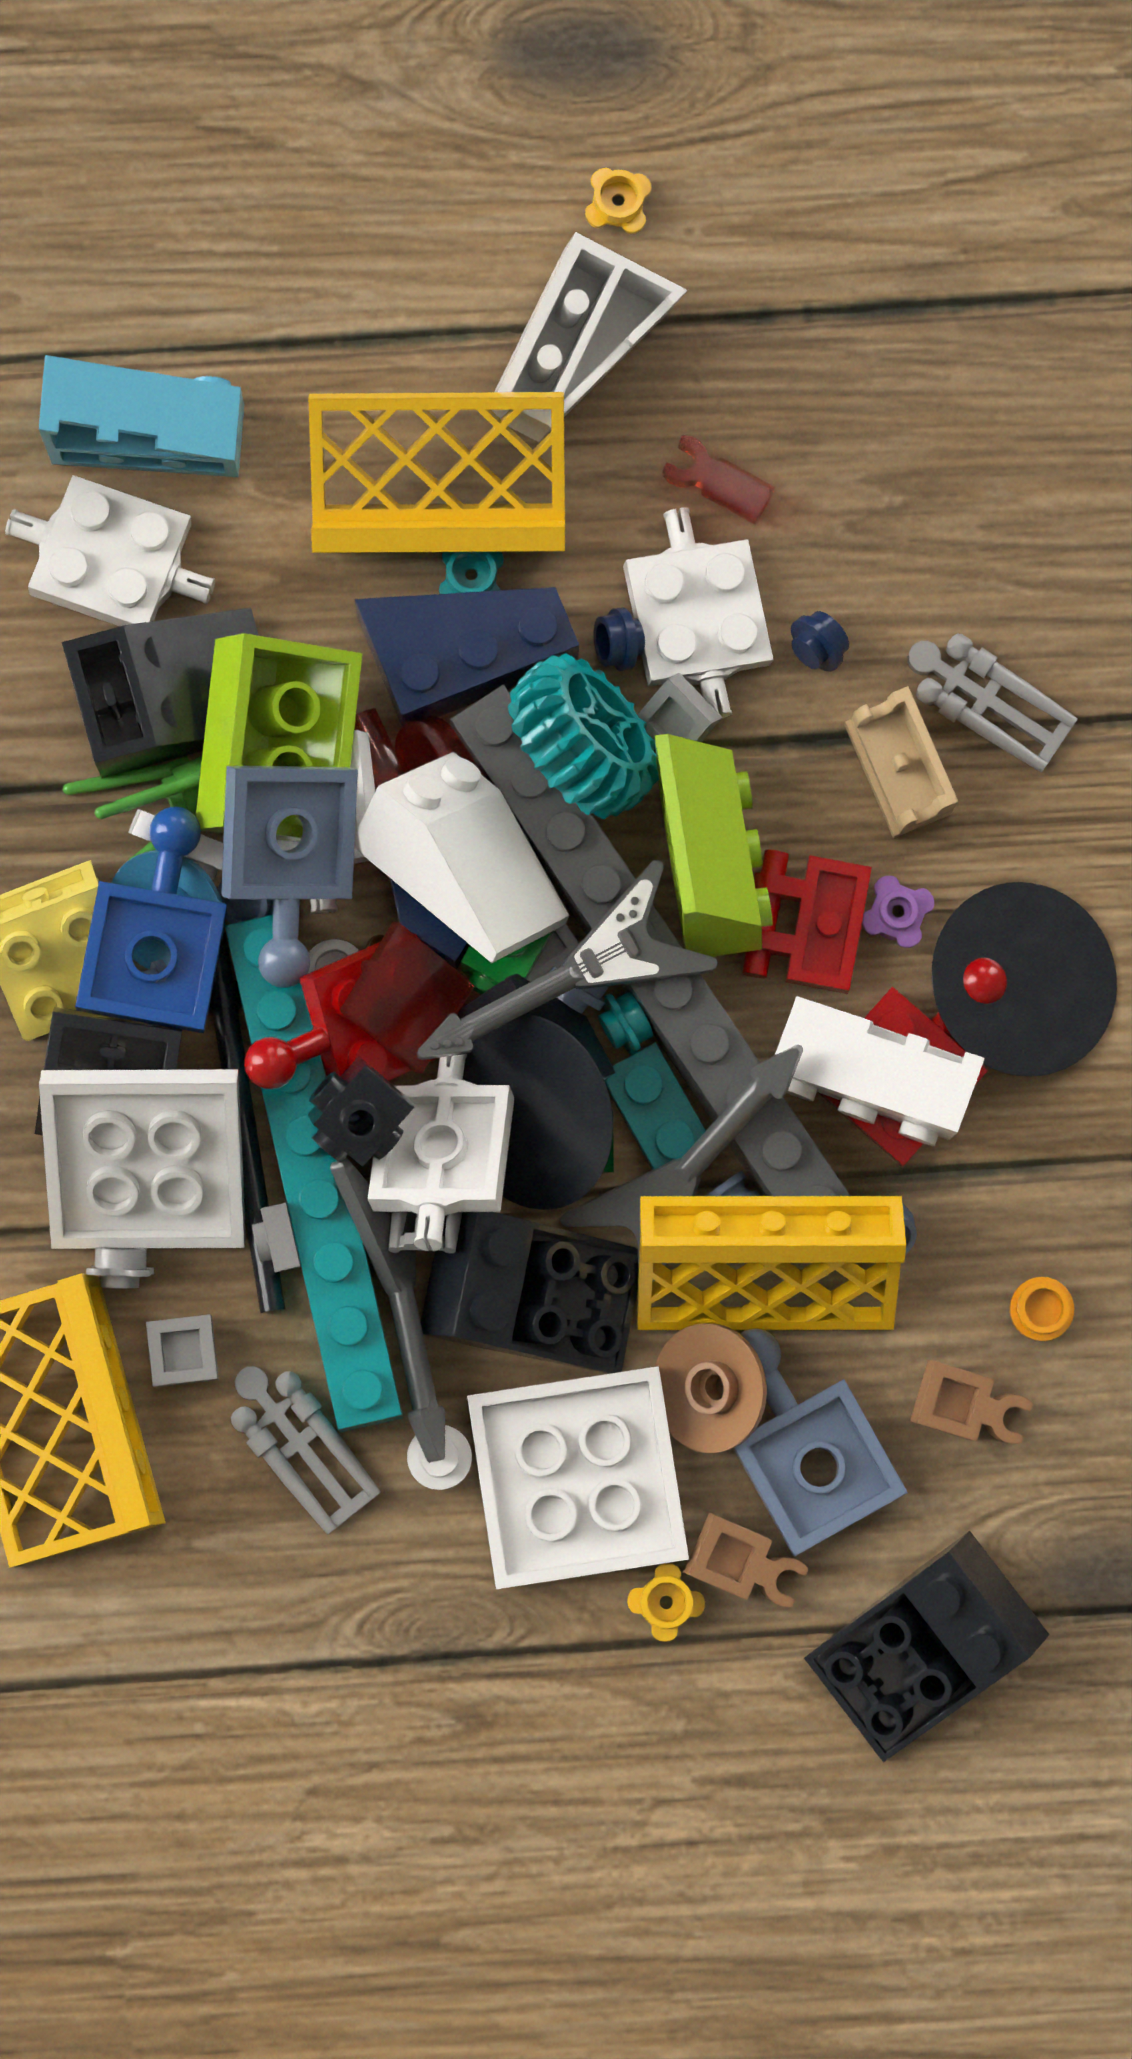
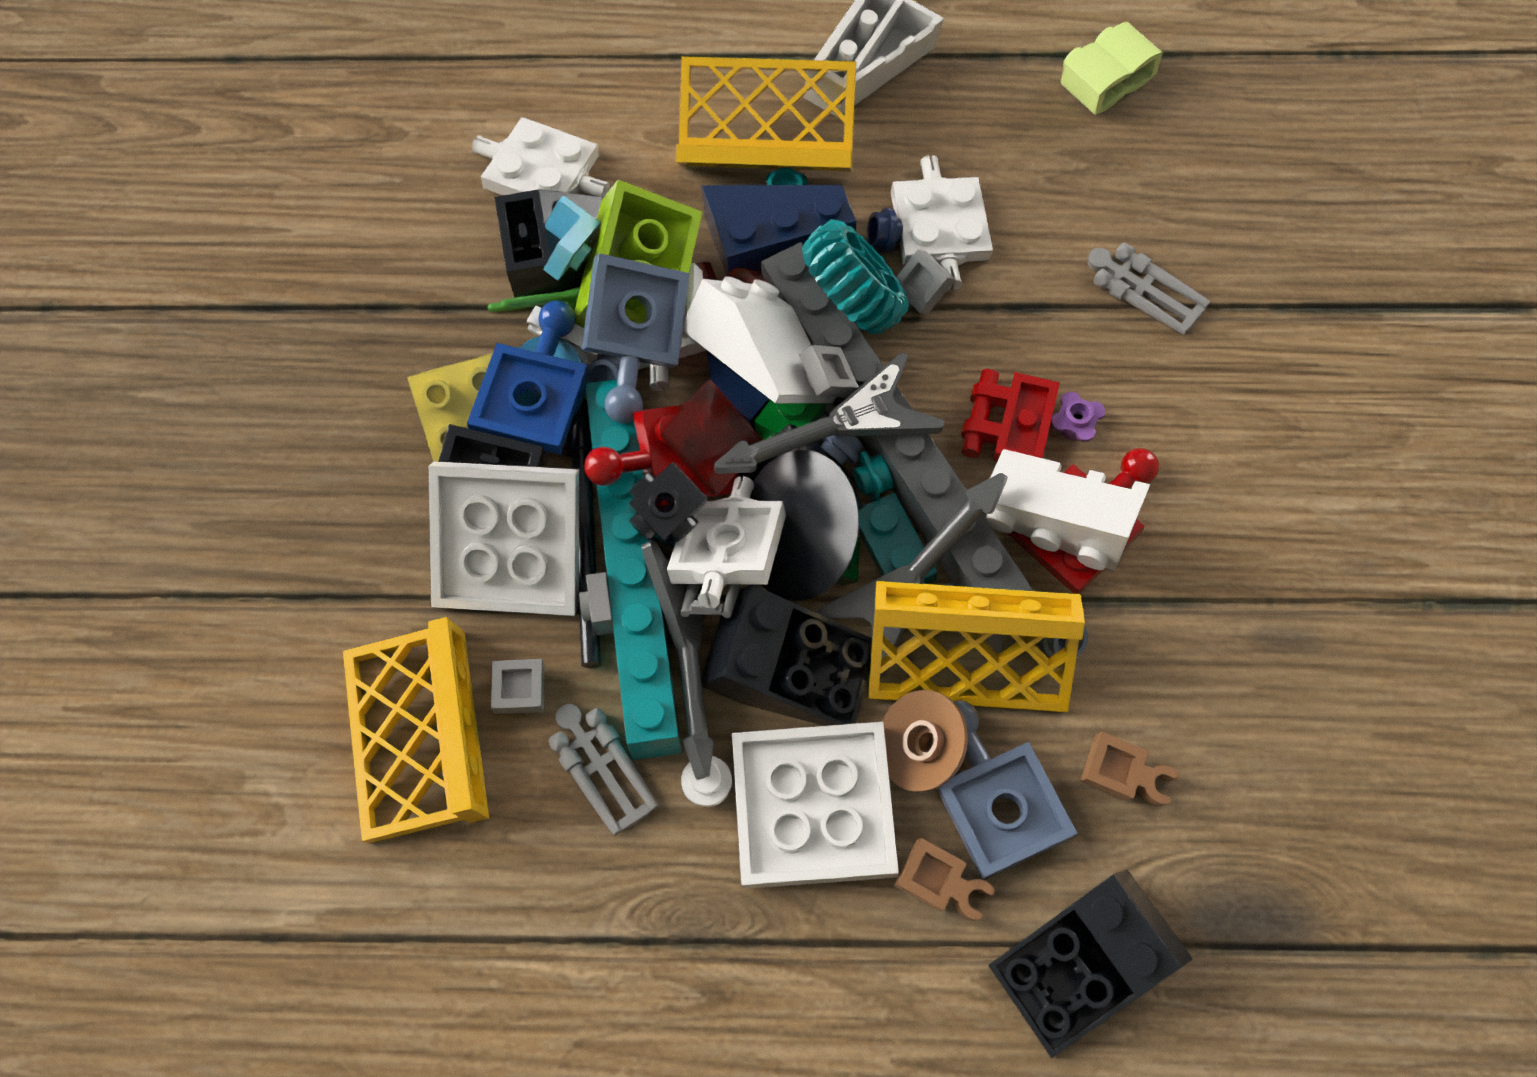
camera: 15 degrees right, 15 degrees down
(120, 1266) = (479, 620): light grey plate -> none
(139, 419) = (566, 80): medium azure wedge -> none
(192, 703) = (575, 230): none -> medium azure bracket
(558, 897) = (828, 371): none -> light grey plate
(684, 1602) = (877, 924): yellow plate -> none
(710, 847) = (941, 353): lime slope -> none
(721, 482) = (960, 143): clear red bar -> none
(819, 641) = (1026, 240): dark blue plate -> none
(901, 763) = (1084, 319): tan hinge -> none
(933, 341) = (1110, 67): none -> yellowish green brick
(1041, 1309) = (1185, 704): light orange plate -> none
(1055, 971) = (1196, 466): black sticker -> none

